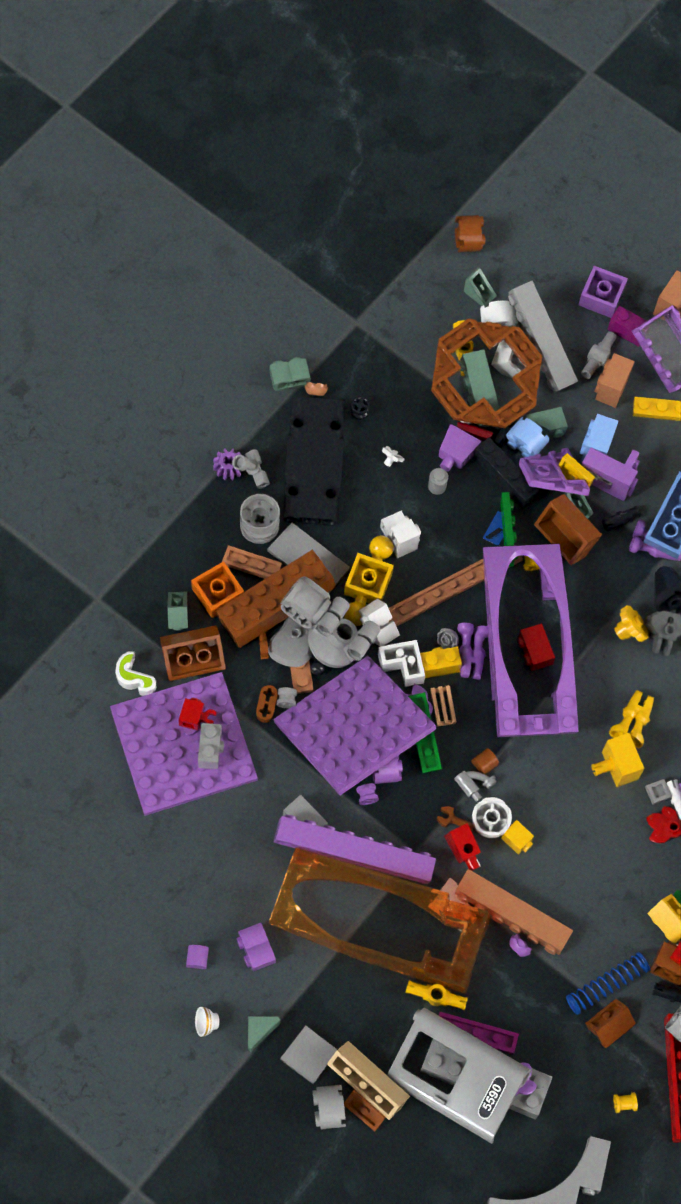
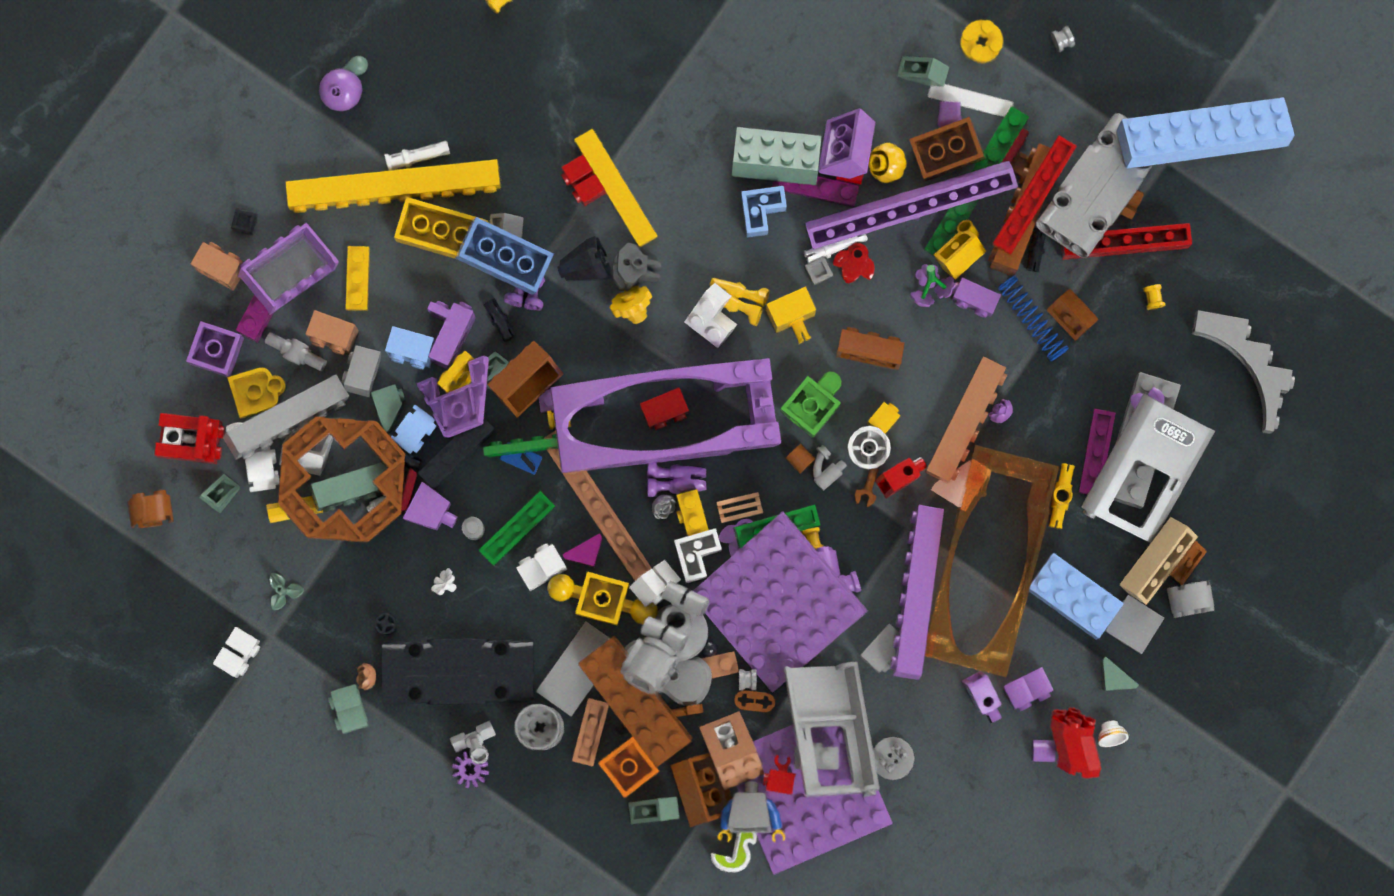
camera: 90 degrees left, 15 degrees up
(165, 686) = (750, 814): none -> light grey torso
(201, 983) = (1075, 742): none -> red brick
(209, 827) = (900, 750): none -> light grey plate
(223, 674) = (732, 750): none -> nougat brick
(261, 901) = (979, 688): none -> medium lavender torso
(262, 763) = (832, 699): none -> light grey piece
(340, 997) = (1075, 596): none -> light blue brick
(348, 296) = (230, 661): none -> white piece
(394, 330) = (278, 583): none -> sand green plant
(411, 573) = (586, 552): none -> magenta slope
(411, 764) = (812, 537): none -> yellow bush
(436, 517) = (517, 528): none -> green plate
(526, 270) = (206, 443): none -> red brick
(535, 773) = (813, 403): none -> bright green brick
(567, 322) = (255, 391): none -> yellow plate
(580, 403) = (362, 371): none -> light grey brick
(584, 829) = (870, 348): none -> dark orange slope
(619, 688) = (708, 319): none -> white brick
(630, 931) = (975, 297): none -> medium lavender brick
(649, 891) = (928, 276): none -> medium lavender plant

